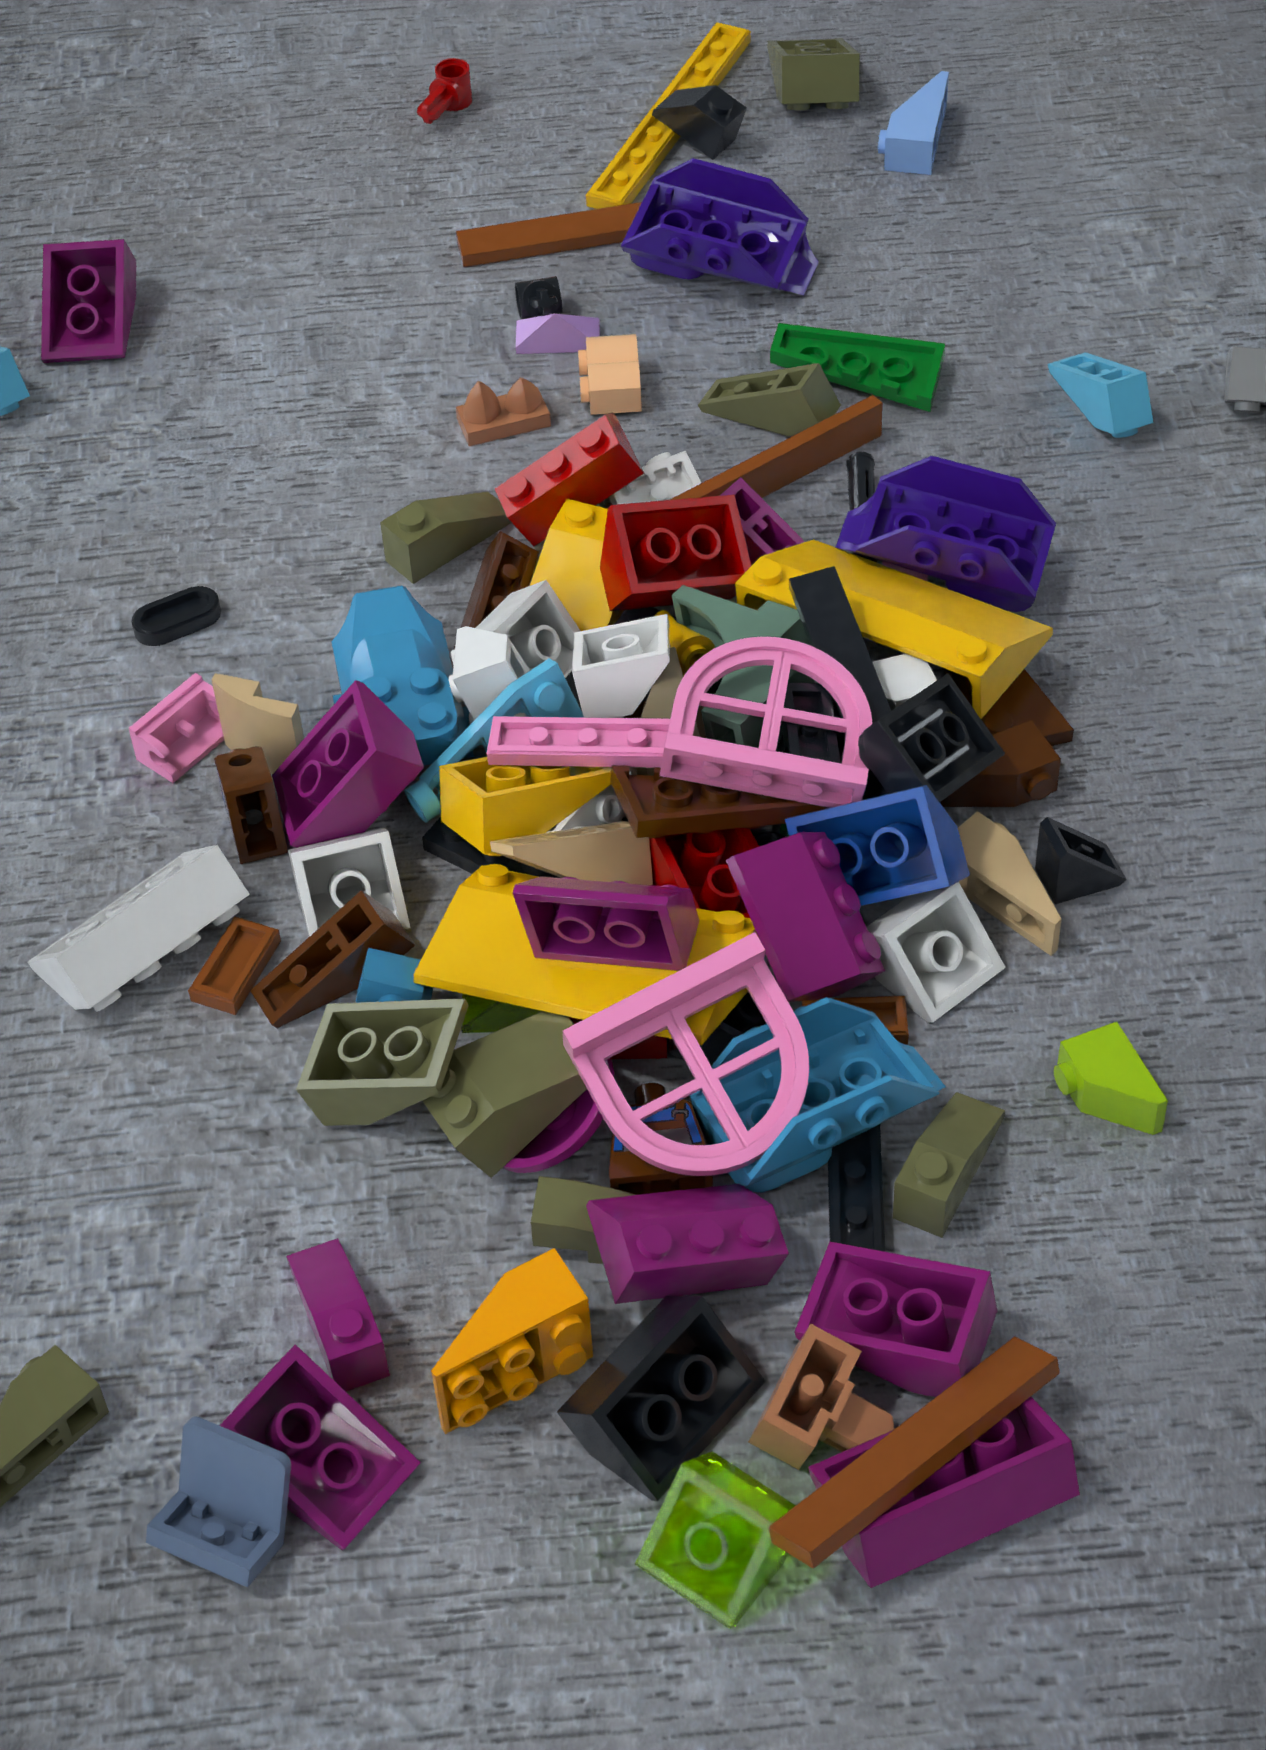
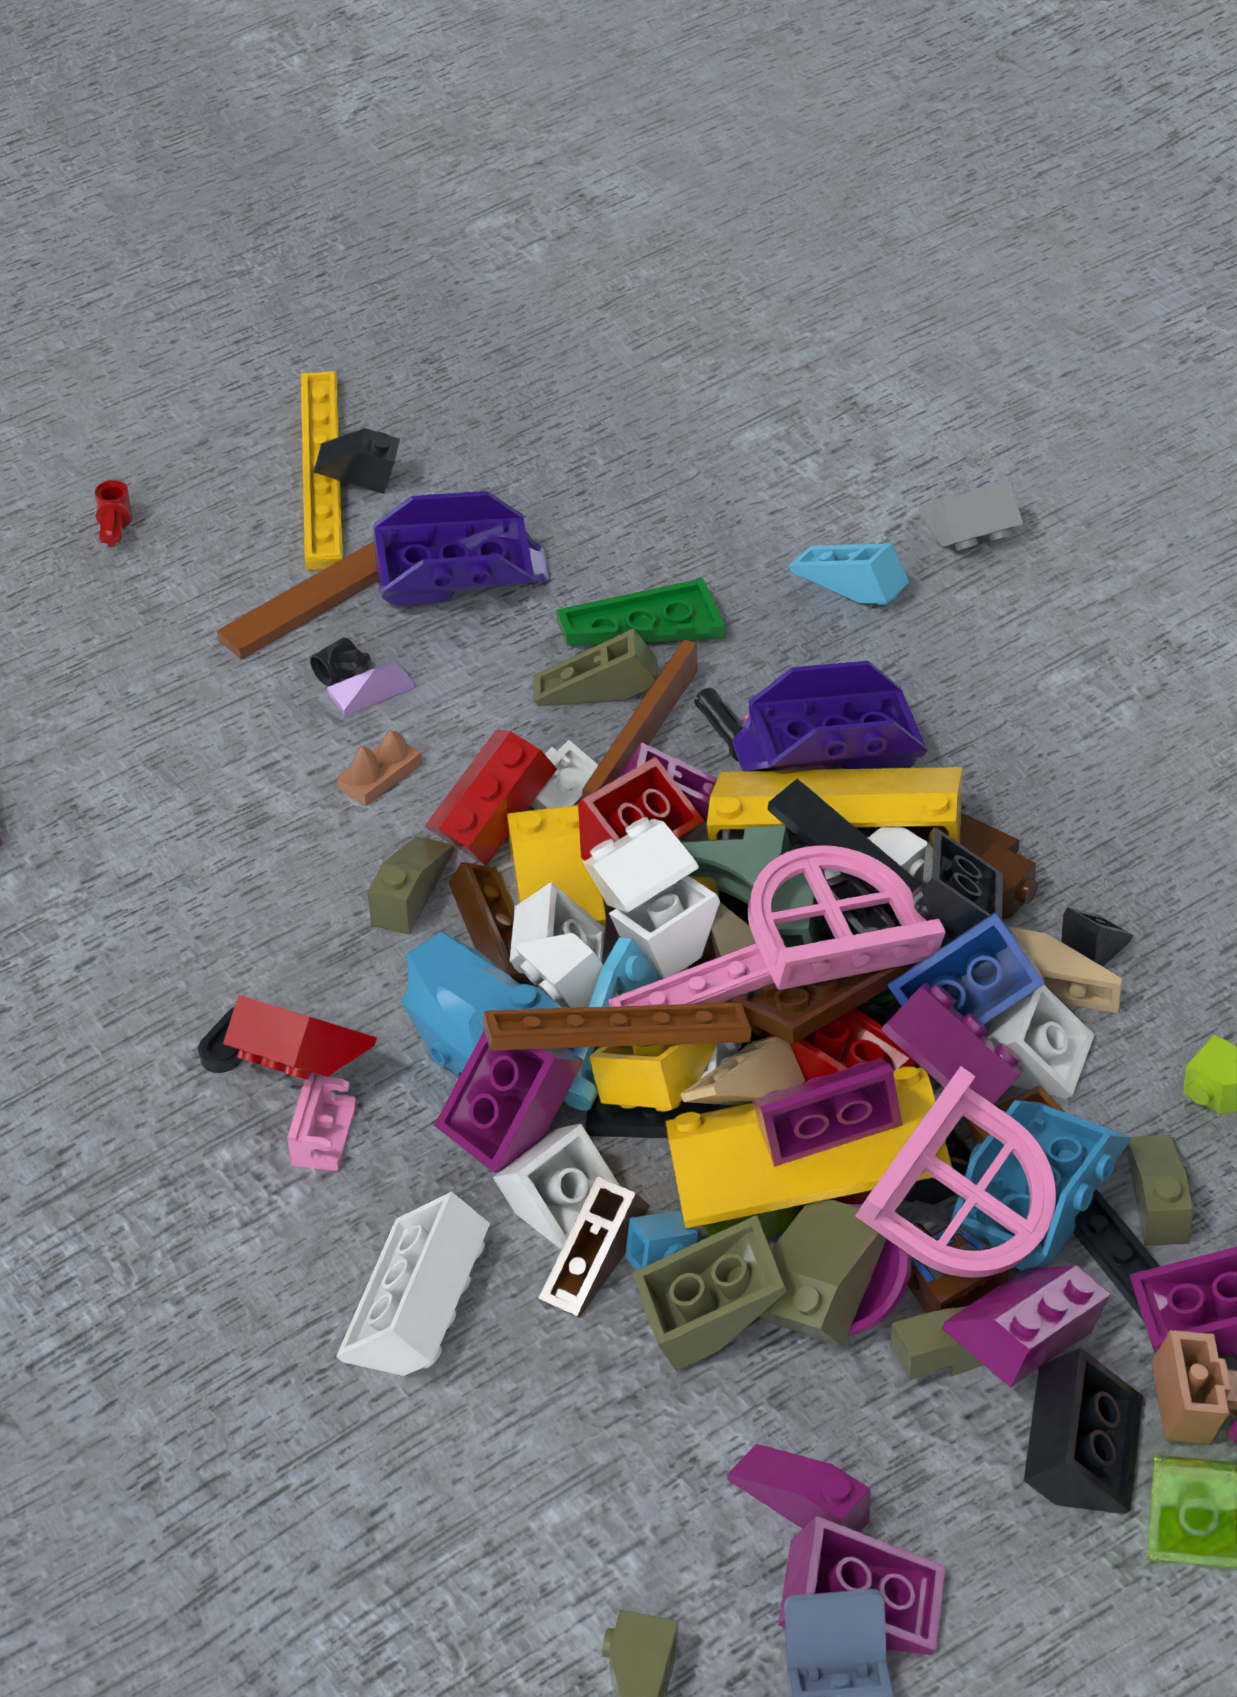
camera: 30 degrees left, 5 degrees down
(206, 635) = (292, 1040): none -> red slope
(234, 965) = (510, 1285): dark orange tile -> none
(245, 787) = (432, 1151): reddish brown torso -> none
(256, 721) = (396, 1094): tan slope -> none
(466, 744) = (616, 1026): none -> dark orange tile
(516, 1339) = (968, 1436): light orange slope -> none
(612, 374) = (449, 701): light nougat brick -> none
(623, 592) = (639, 864): none -> white slope
(814, 72) = (421, 388): olive slope -> none
(915, 129) = (546, 412): light blue slope -> none

